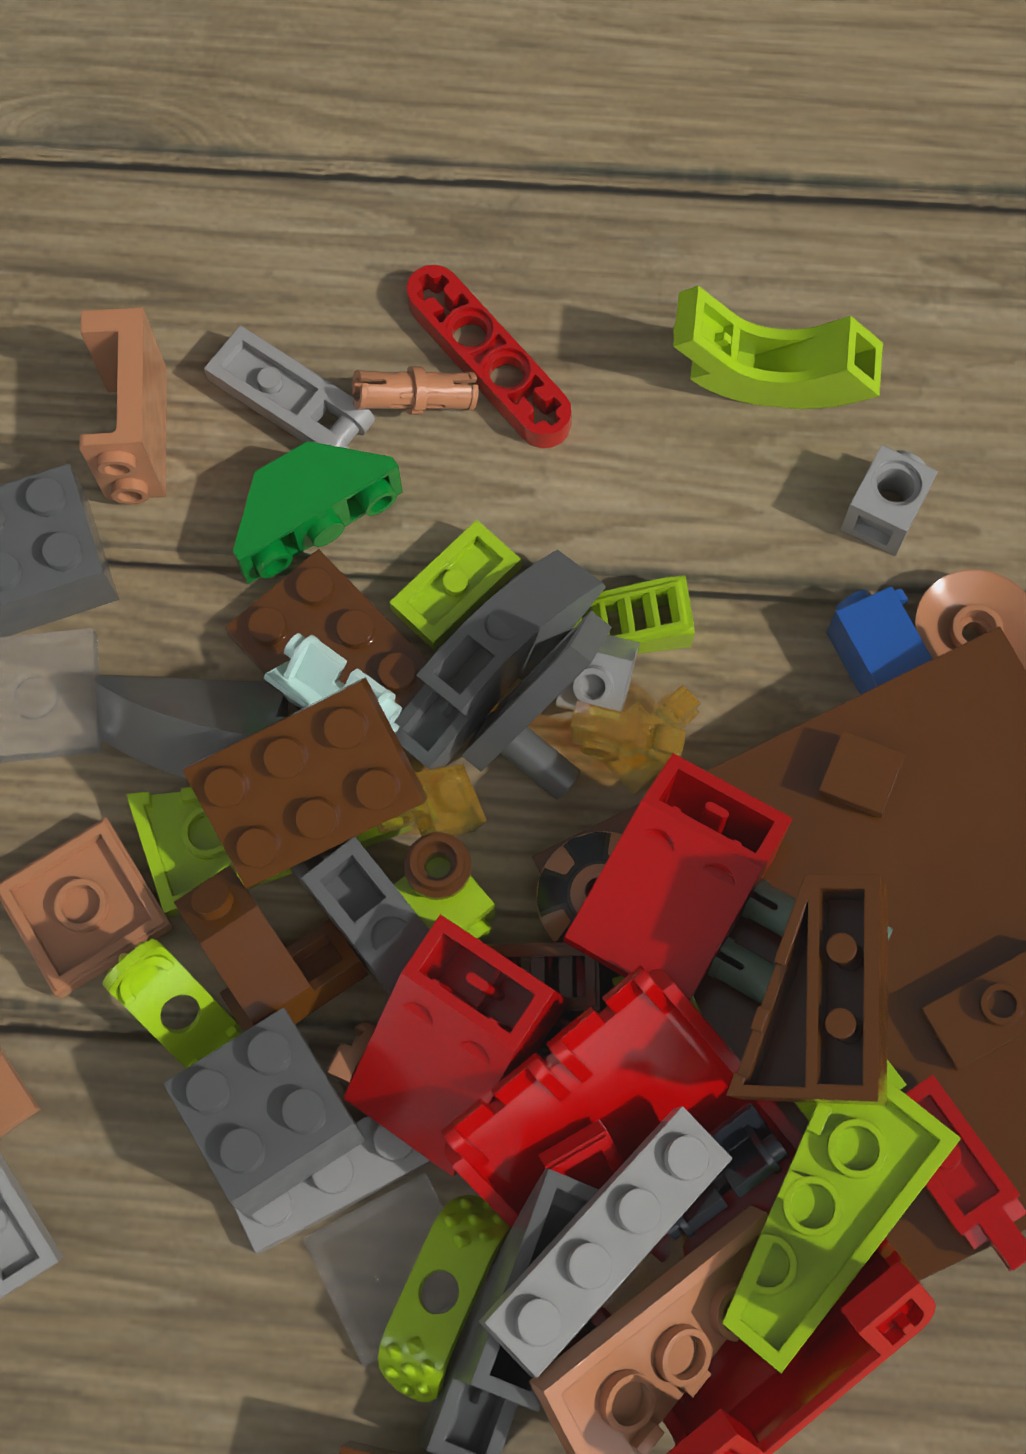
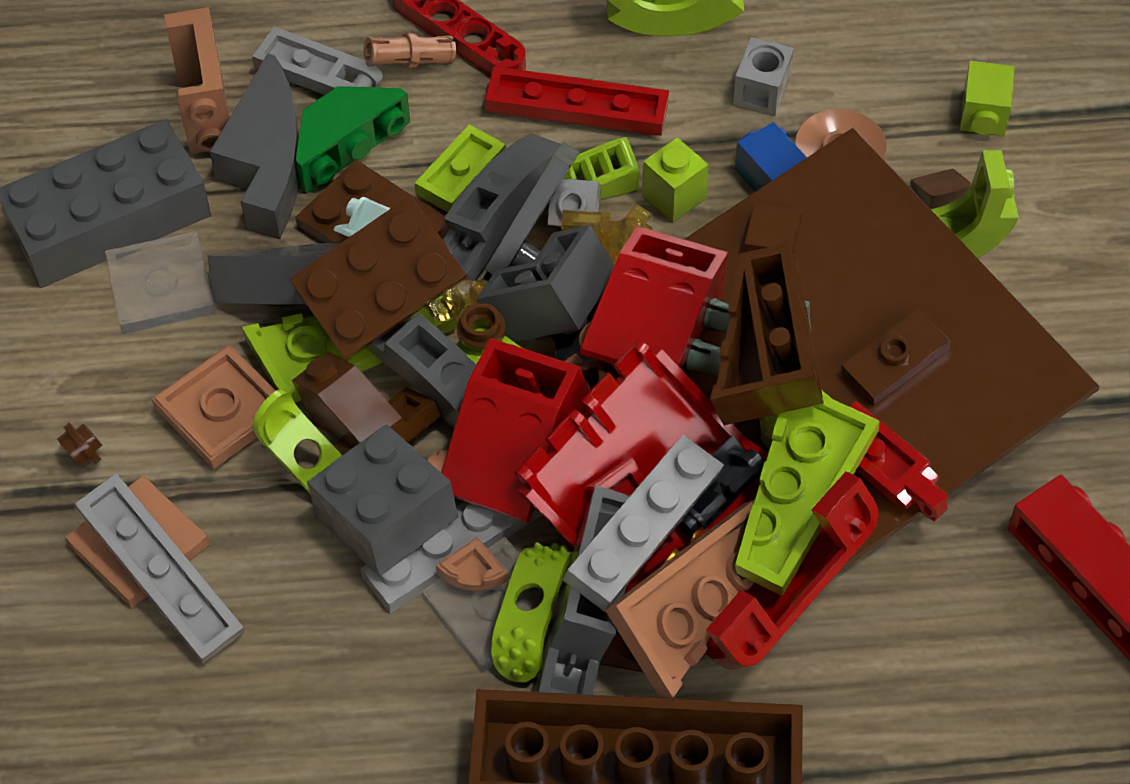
camera: 10 degrees left, 15 degrees down
(193, 515) = (261, 149): none -> dark grey slope
(373, 1222) = (472, 568): none -> nougat tile
(548, 820) = (554, 289): none -> dark grey brick
(629, 499) = (577, 100): none -> red plate
(741, 650) = (675, 179): none -> lime brick

